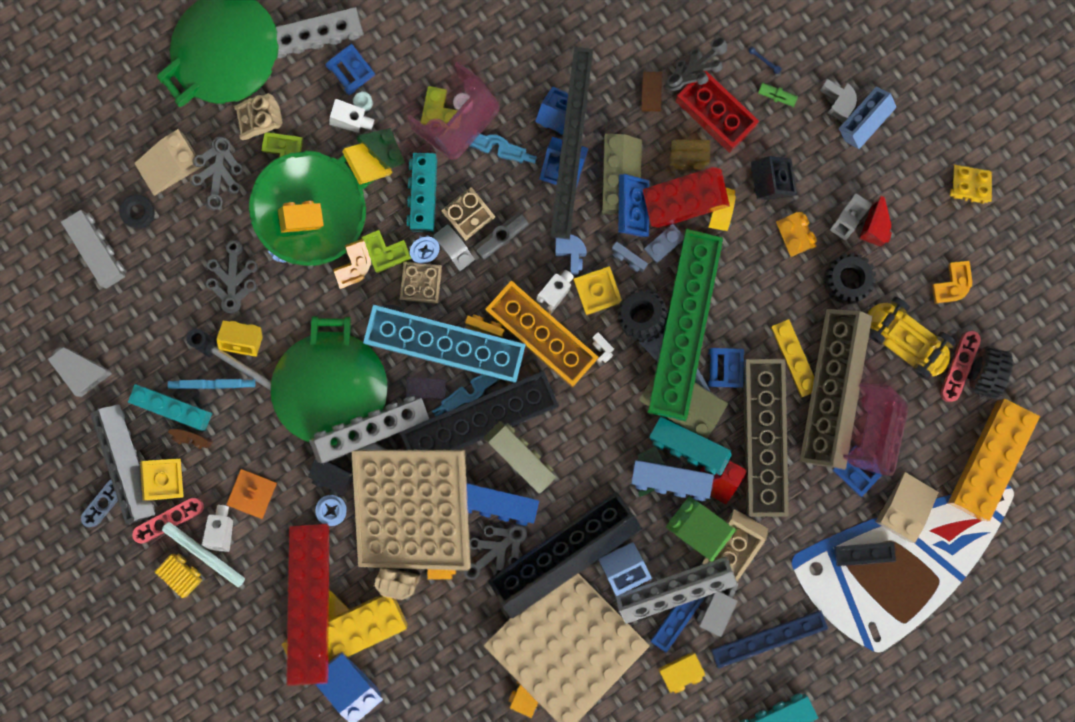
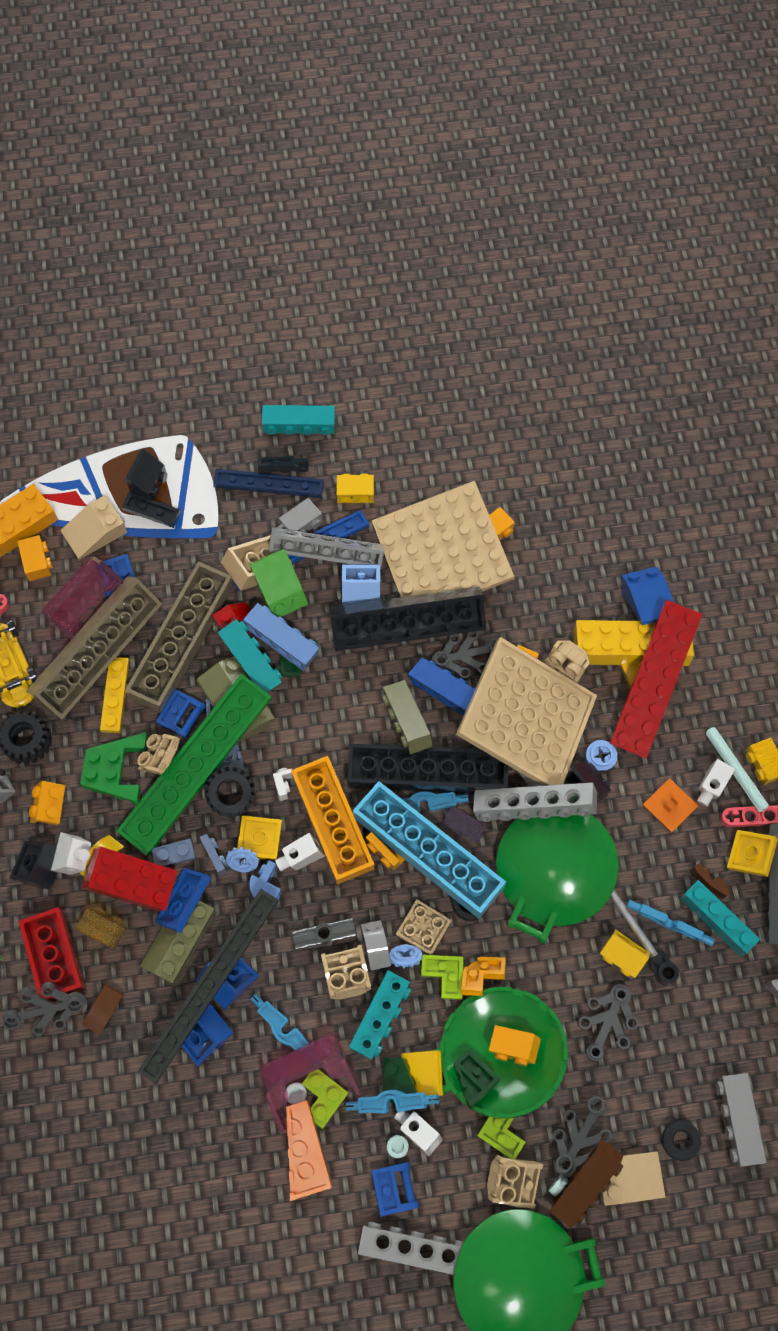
camera: 160 degrees left, 15 degrees down
(197, 137) = (587, 1183): none -> reddish brown brick
(222, 129) = (558, 1185): none -> light aqua tile
(322, 176) = (474, 1078): none -> dark green wing
(371, 131) = (402, 1101): none -> dark azure piece
(429, 57) = (306, 1159): none -> orange wing
(601, 263) = (246, 865): none -> light blue gear
(721, 316) = (159, 754): none -> tan slope
(748, 196) = (71, 854): none -> white torso
(764, 286) = (105, 764): none -> green wing
(766, 664) = (282, 464): none -> black hinge
(887, 583) = (146, 475): none -> black slope
(944, 451) = (34, 557): none -> light orange brick

